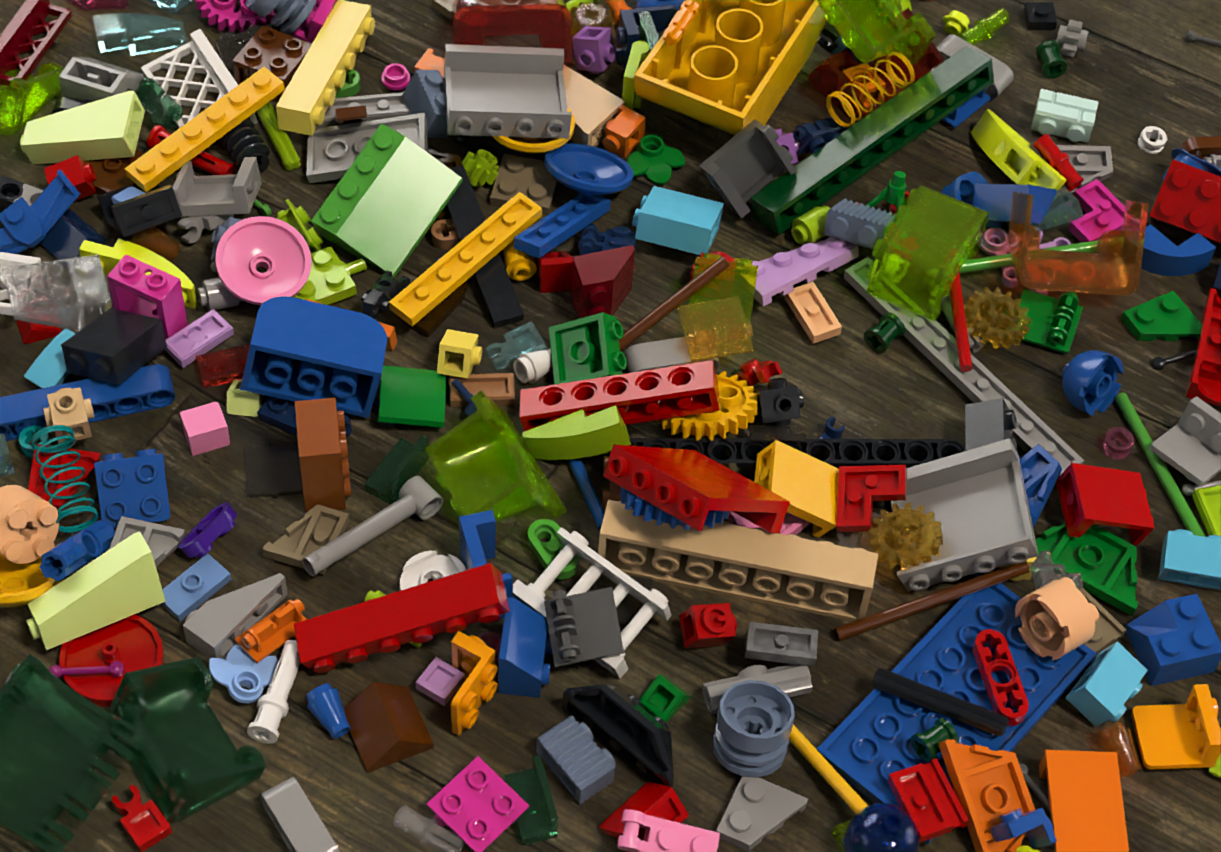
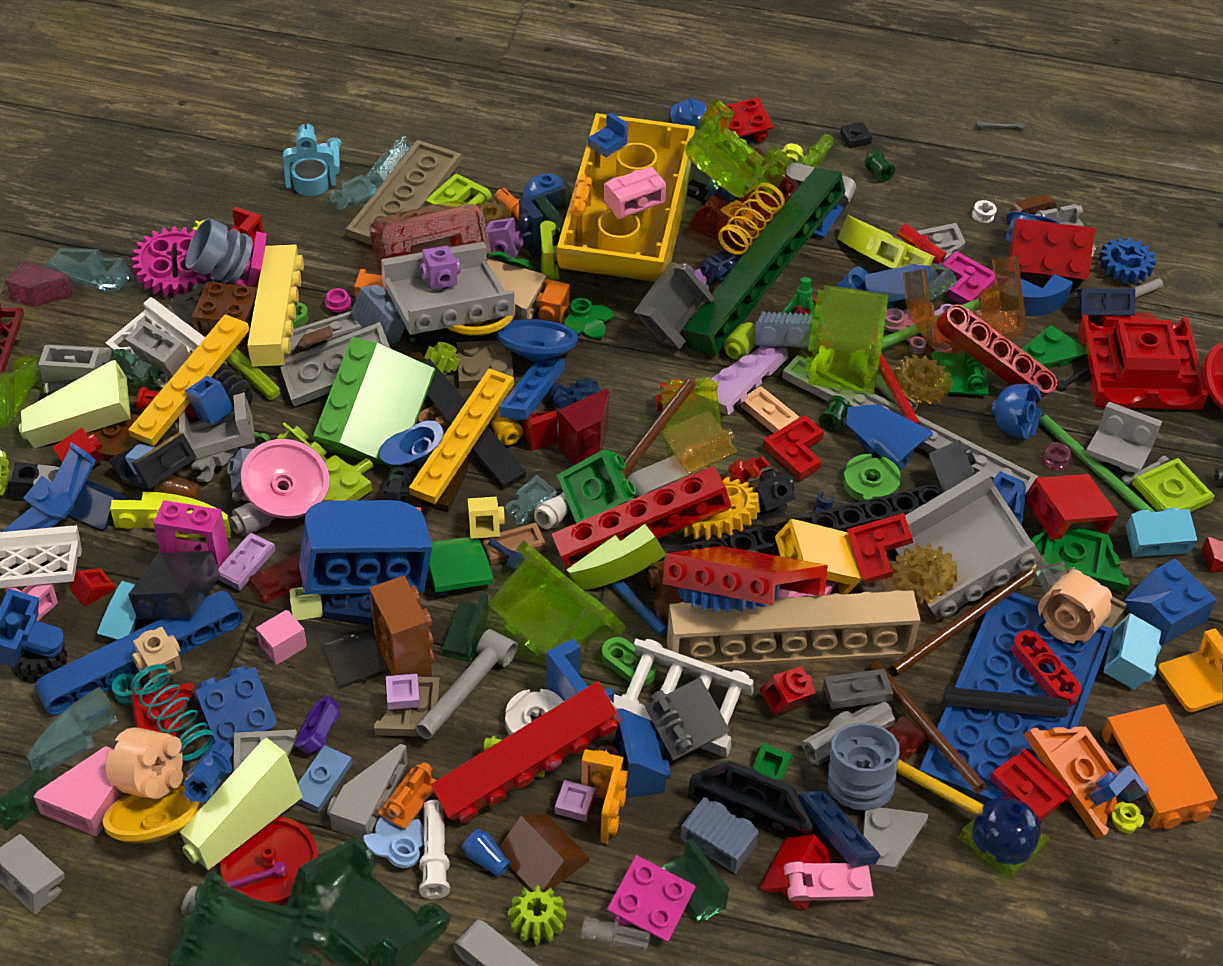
camera: 15 degrees left, 5 degrees down
(58, 292) = (106, 550): clear slope -> none
(138, 32) = (92, 313): clear light blue slope -> none
(184, 86) = (157, 348): none -> light grey brick
(216, 157) = (209, 400): none -> blue brick
(302, 518) = (402, 691): none -> lavender plate
(342, 784) = (533, 926): none -> lime gear
(410, 255) = (412, 444): none -> blue piece
(504, 67) = (439, 267): none -> medium lavender brick
(603, 81) = (505, 258): none -> green plate
(678, 220) = (629, 362): medium azure brick -> none
(702, 787) = (838, 829): none -> dark blue tile
(740, 31) = (634, 192): none -> bright pink brick
(812, 711) = (907, 736): none -> clear red bracket
(820, 359) = (791, 446): none -> red plate
(843, 707) = (933, 733): none -> reddish brown piece
(895, 399) = (864, 465): none -> bright green plate
(927, 744) = (1012, 738): dark green bush -> none
(930, 369) = (886, 432): none -> blue panel
(1064, 116) = (908, 207): light aqua brick -> none
(1072, 38) = (890, 145): light grey gear -> none
(1073, 304) = (984, 349): none -> red beam
(1119, 739) = (1159, 694): clear orange cone -> none

